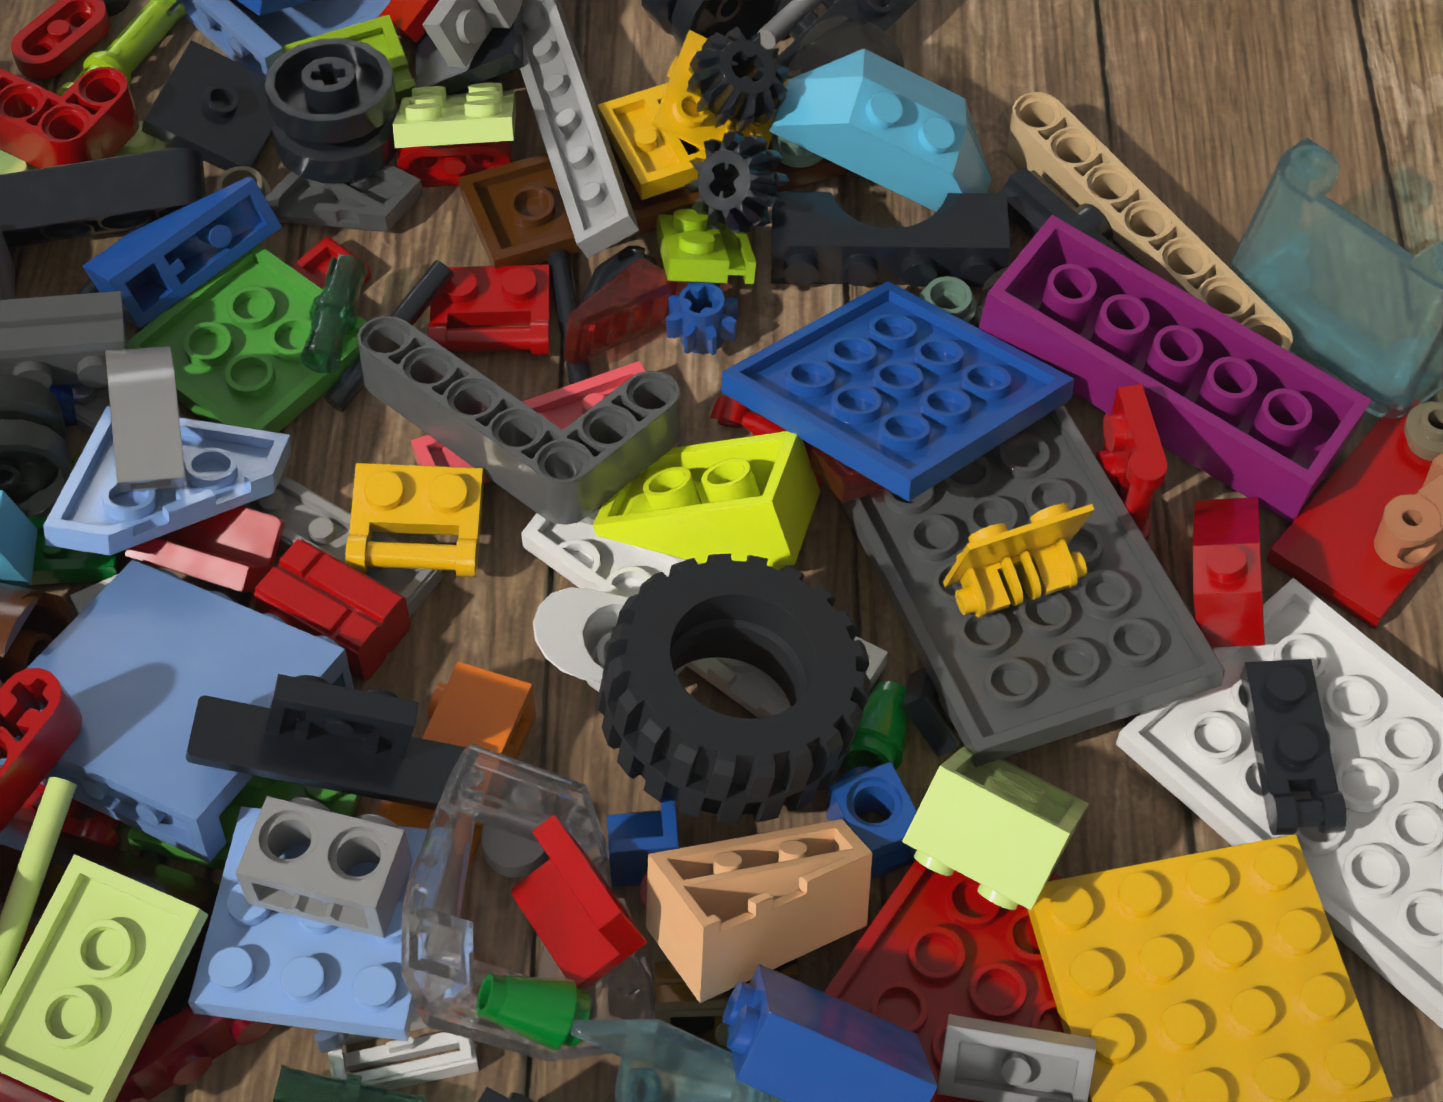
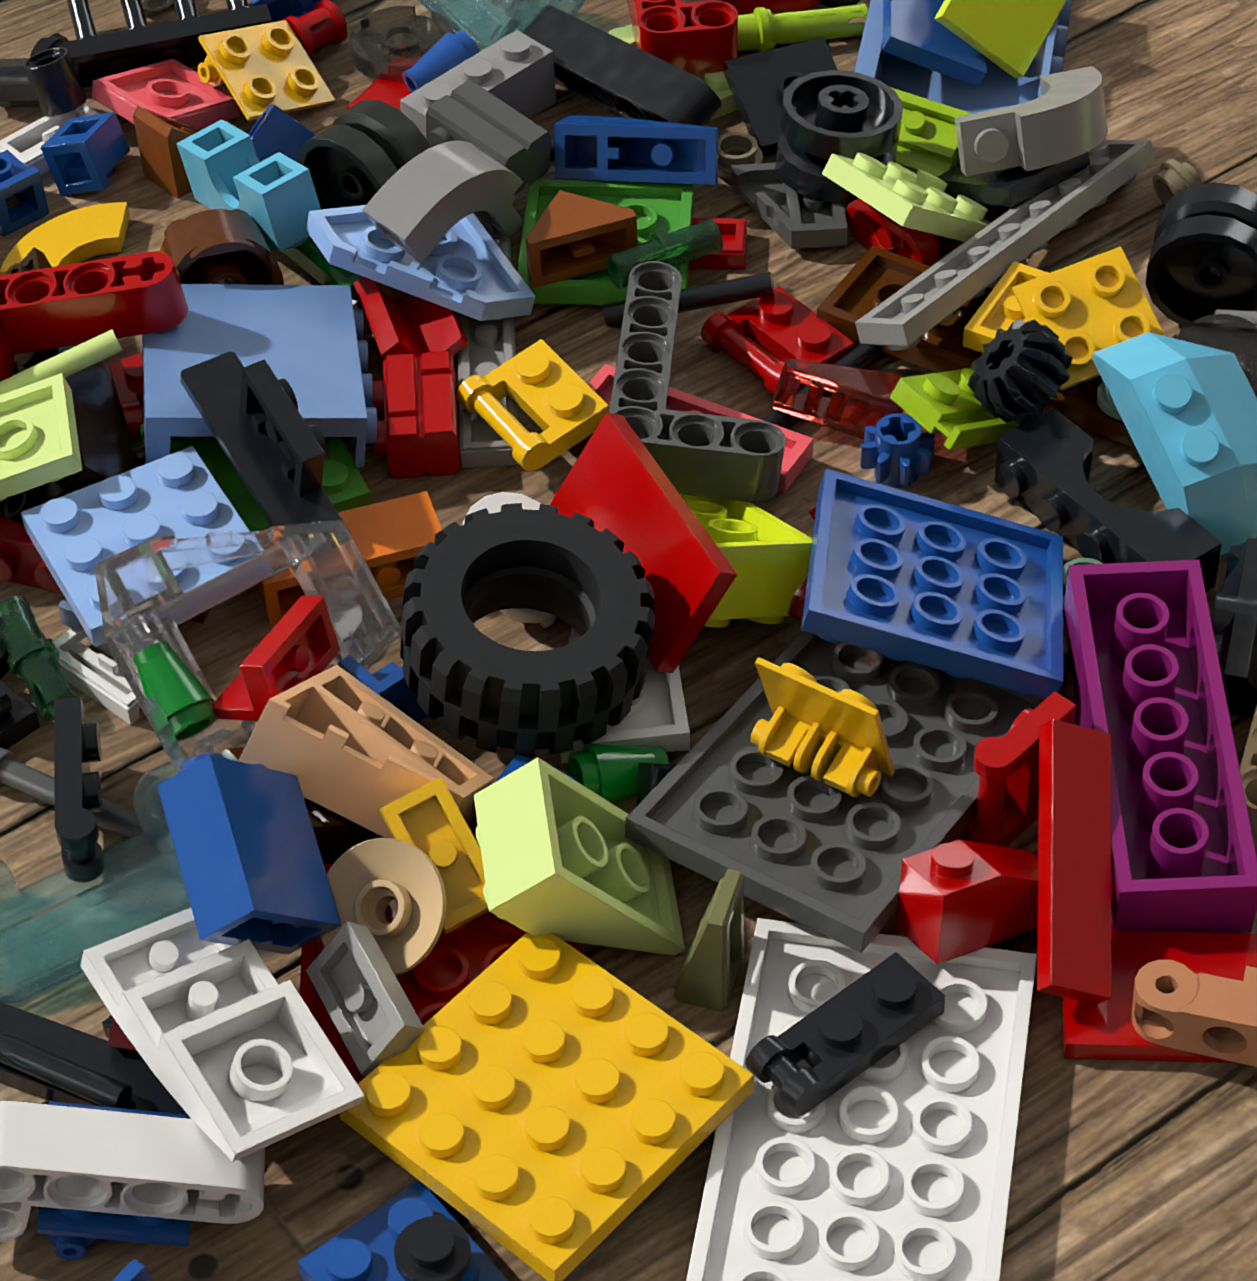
camera: 55 degrees right, 10 degrees down
(259, 356) = (576, 238): none -> dark orange slope
(317, 881) = (163, 486): light grey brick -> none
(634, 524) = (633, 498): none -> red tile
(737, 79) = (1120, 290): black gear -> none
(914, 908) = (437, 827): none -> yellow plate
(963, 971) = (375, 875): none -> tan dish
(1136, 777) = (716, 948): none -> olive slope
(1263, 492) = (1074, 863): none -> red tile

